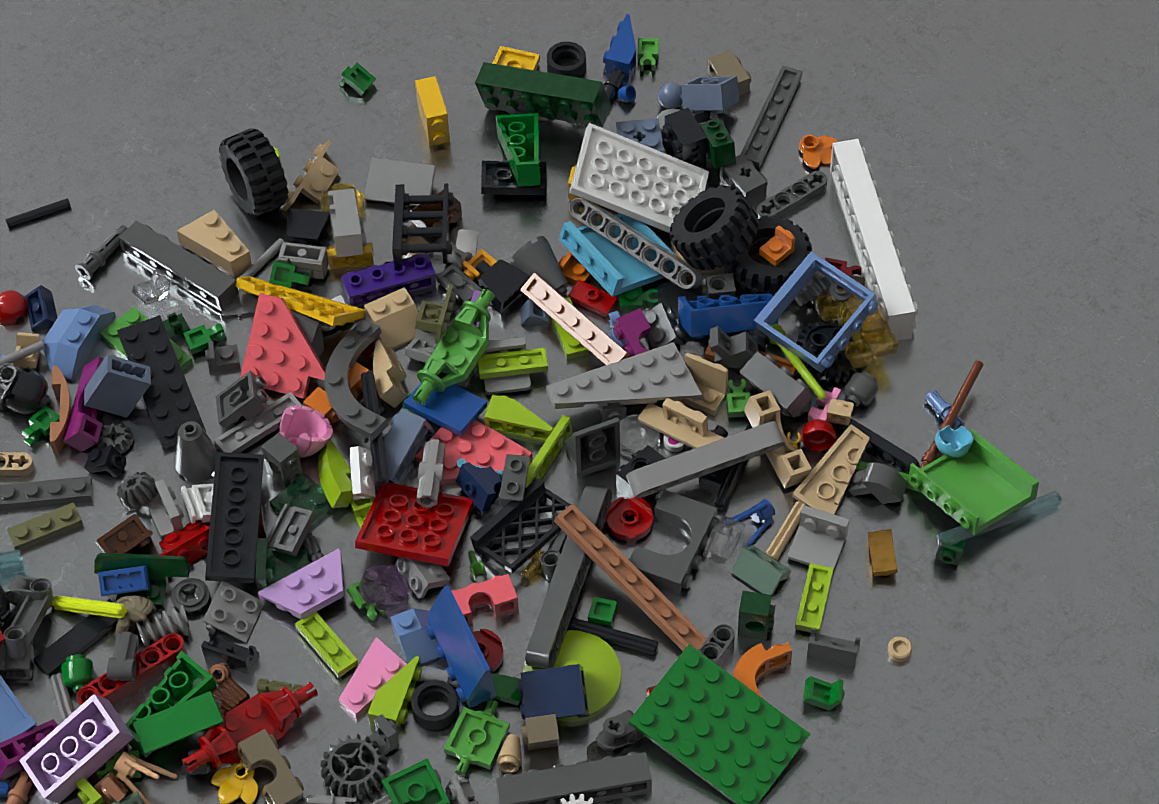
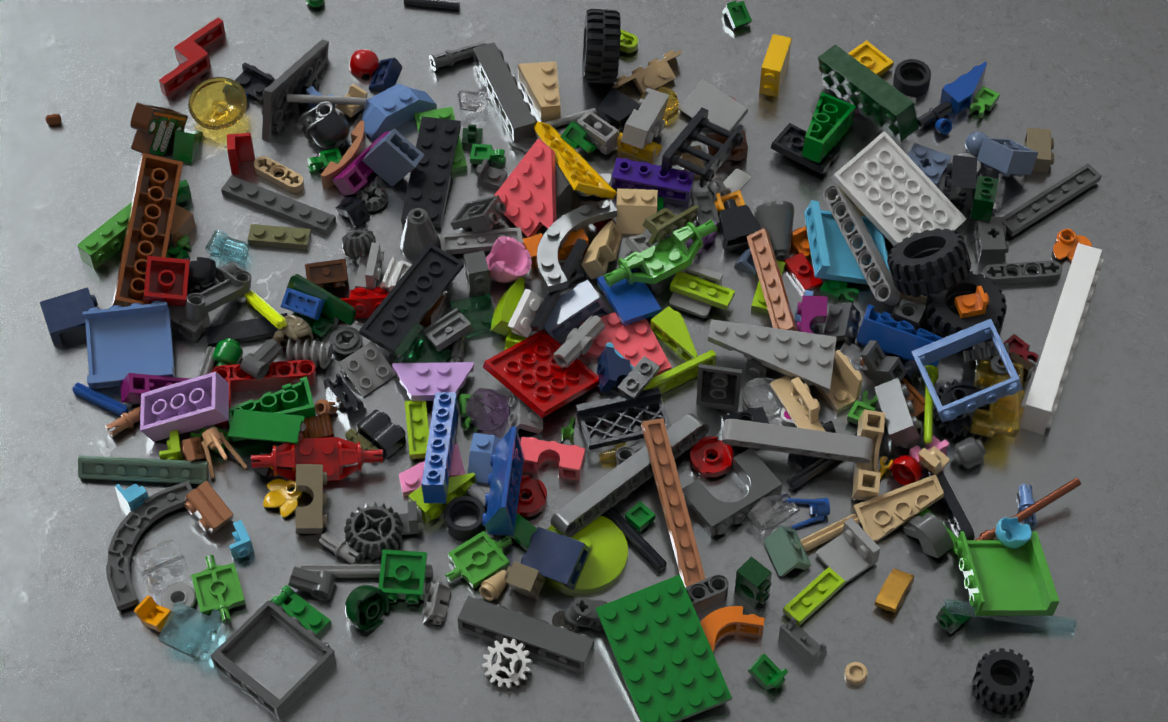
camera: 30 degrees right, 0 degrees up
(293, 666) = (382, 432): none -> black brick
(368, 649) = (440, 447): none -> blue brick
(1031, 597) = (1003, 696): none -> black tyre

